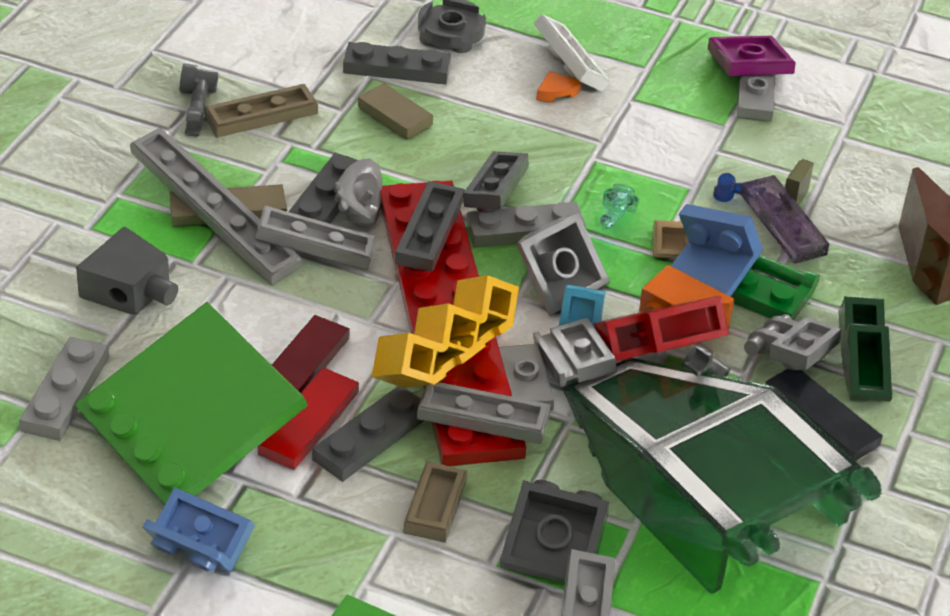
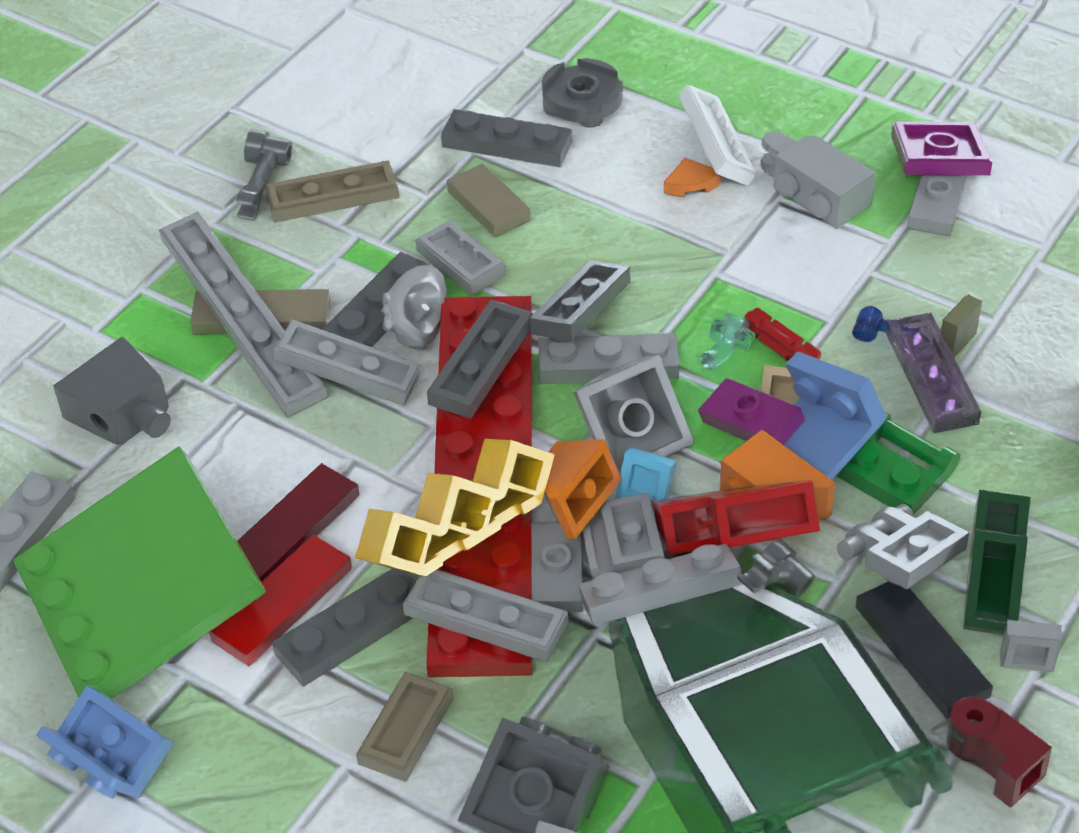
camera: 15 degrees right, 5 degrees up
(393, 157) = (460, 257): none -> light grey plate
(535, 313) = (580, 482): none -> orange slope
(616, 379) = (660, 583): none -> light grey plate
(650, 255) = (747, 411): none -> magenta plate
(657, 200) = (778, 336): none -> red axle
(659, 80) = (818, 177): none -> light grey hinge
(900, 475) = (999, 746): none -> dark red leg
(904, 404) = (1030, 645): none -> light grey tile

